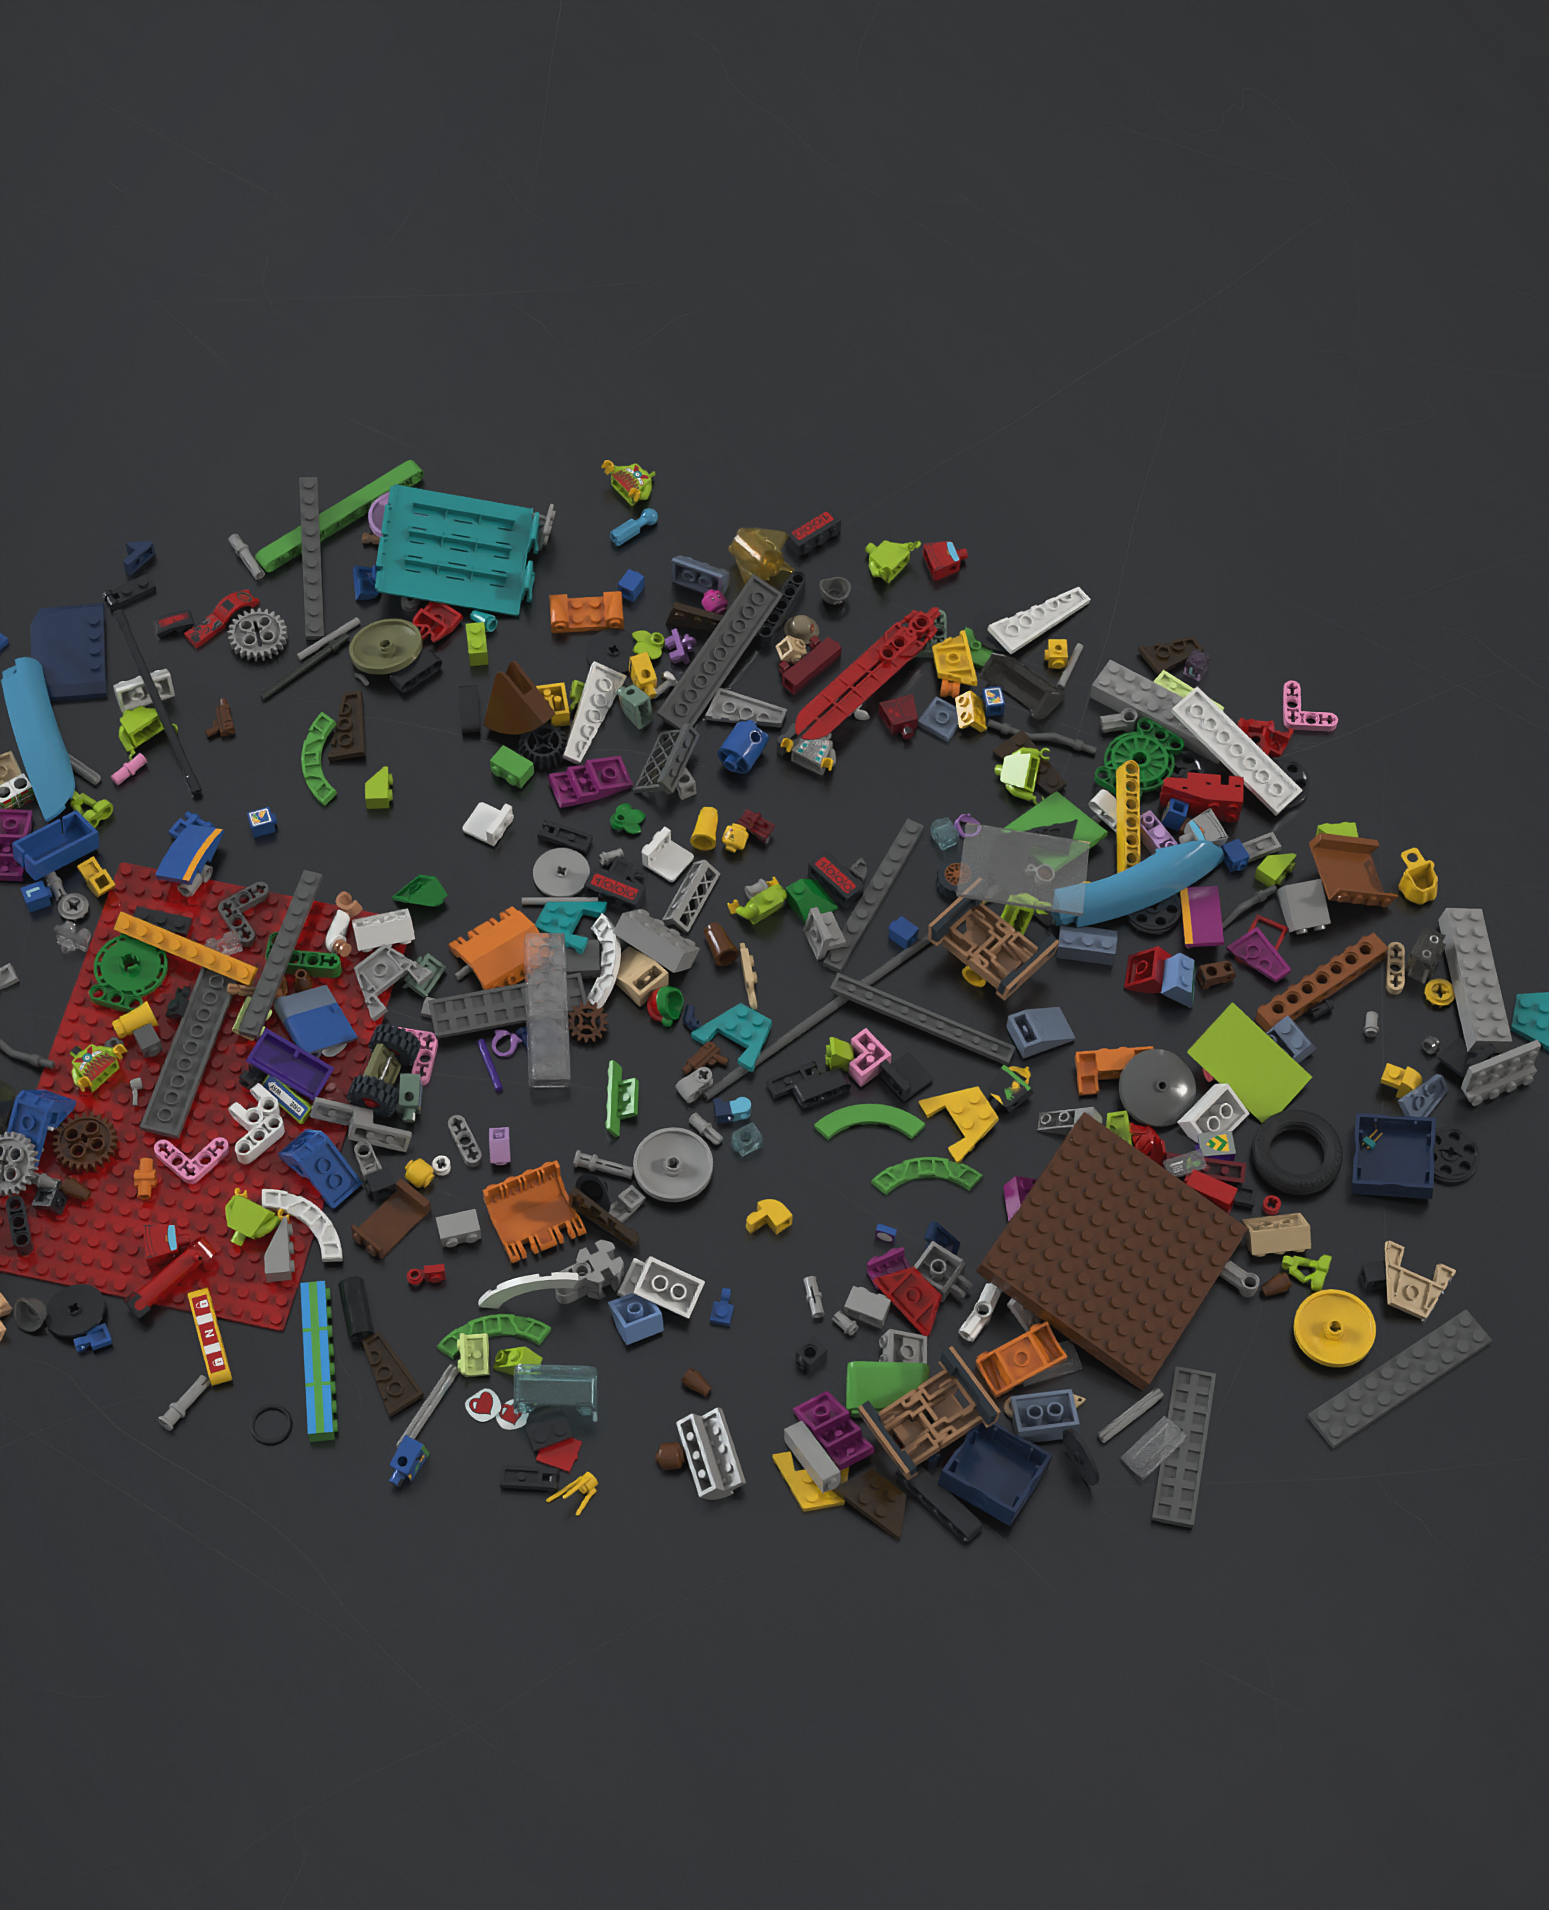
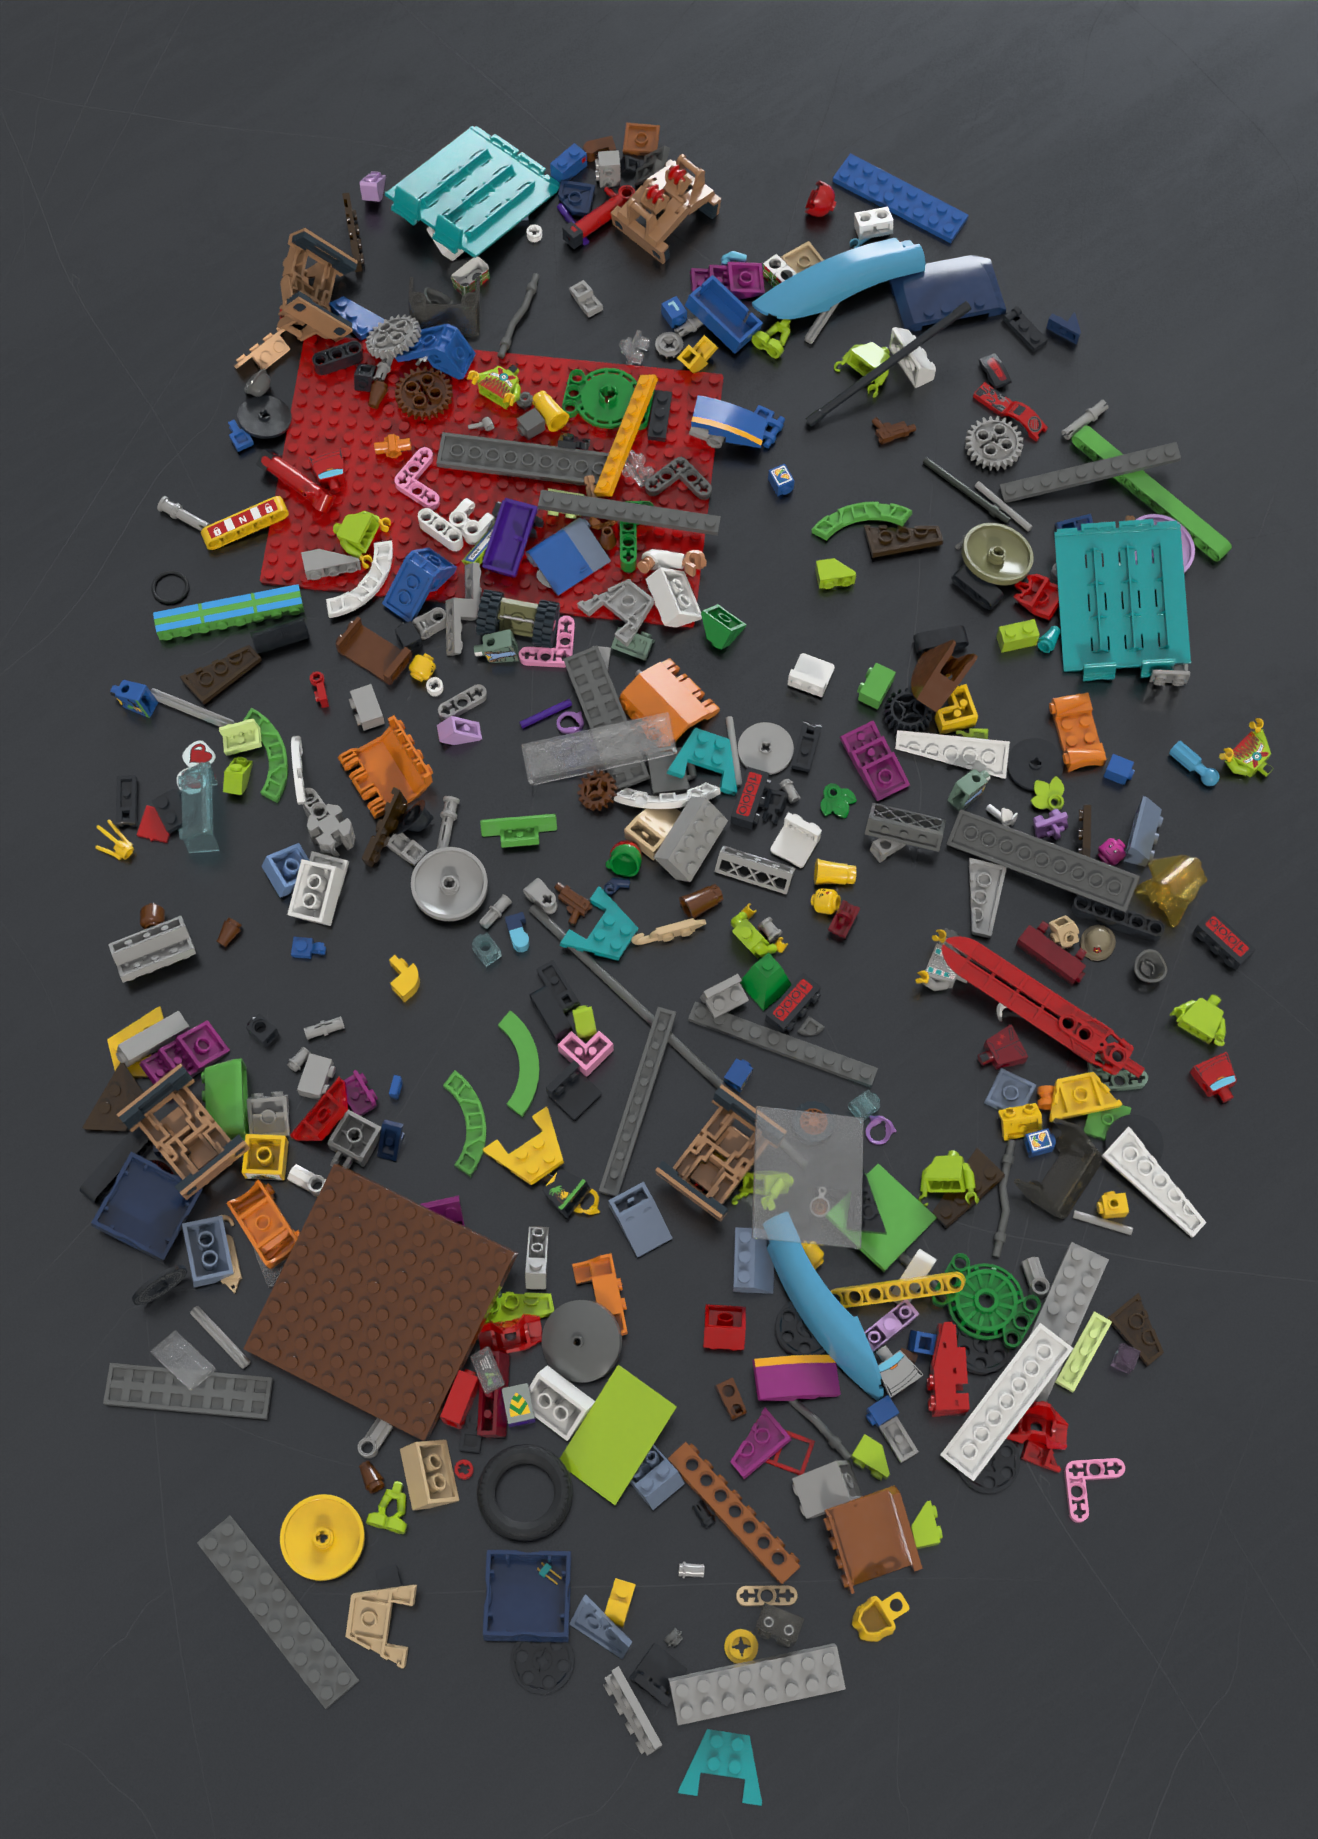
camera: 85 degrees right, 10 degrees up
(129, 769) = (823, 362): bright pink pin -> none
(643, 674) = (1005, 792): yellow torso -> none
(742, 747) = (926, 892): blue cylinder -> none
(942, 1341) = (265, 1157): none -> yellow brick
(1179, 979) = (712, 1358): medium blue slope -> none

